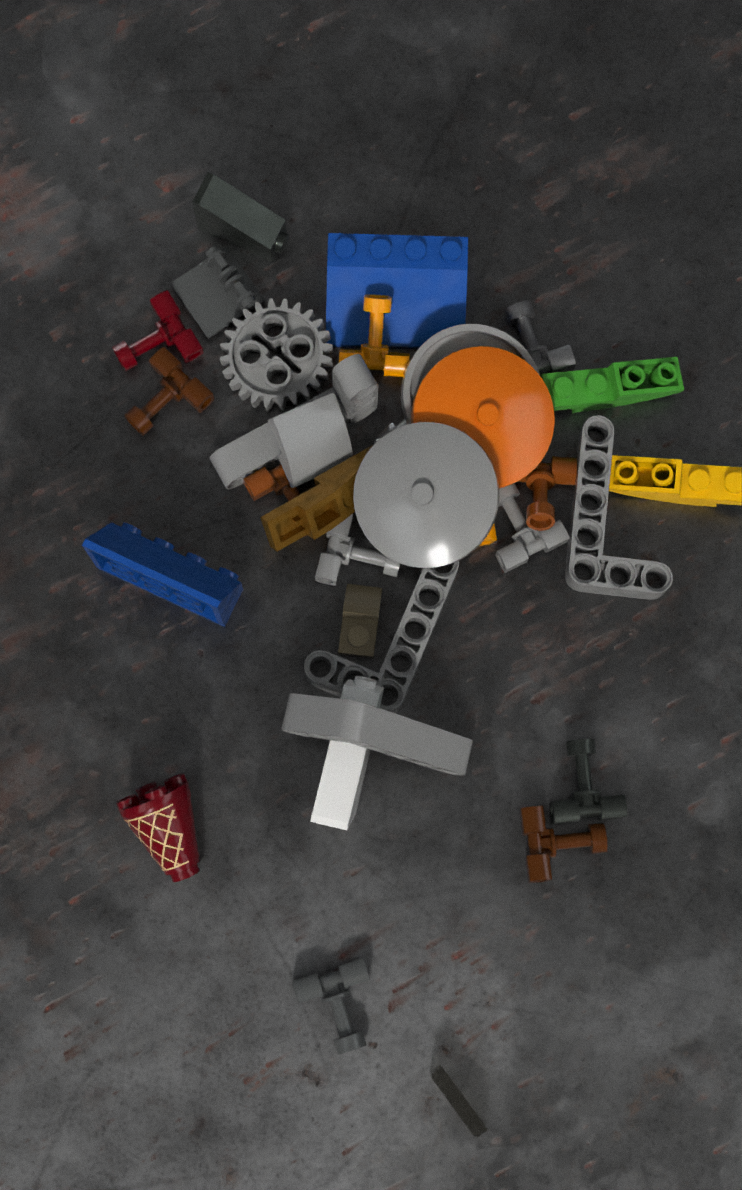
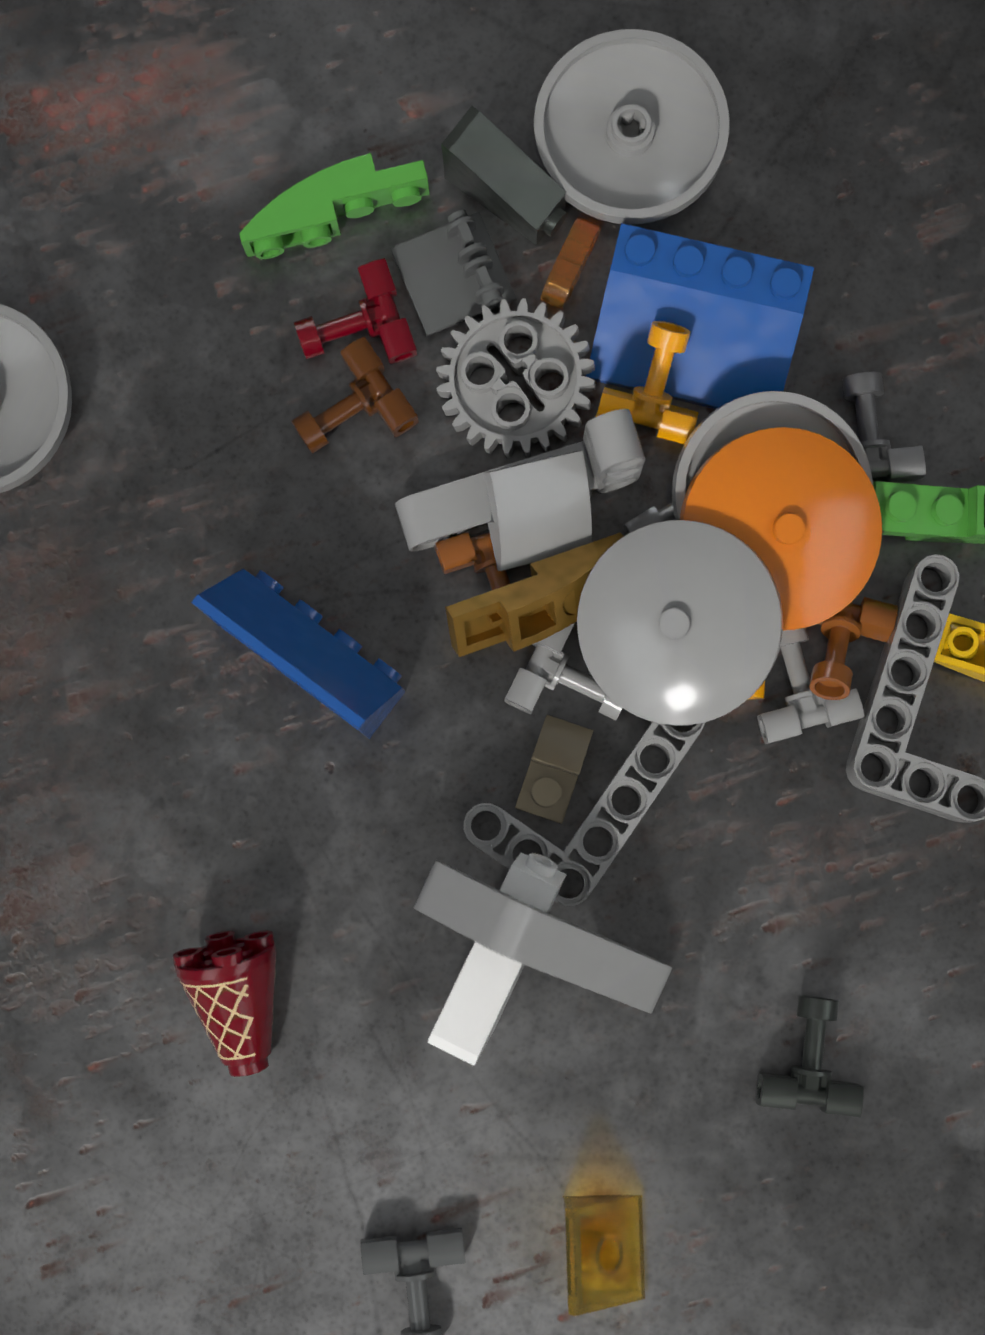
camera: 20 degrees right, 5 degrees up
(109, 265) = (311, 207): none -> bright green slope
(298, 268) = (570, 263): none -> clear orange beam
(321, 167) = (631, 126): none -> light grey dish
(466, 950) = (603, 1251): none -> clear yellow slope
(544, 843) = (740, 1129): reddish brown bar -> none

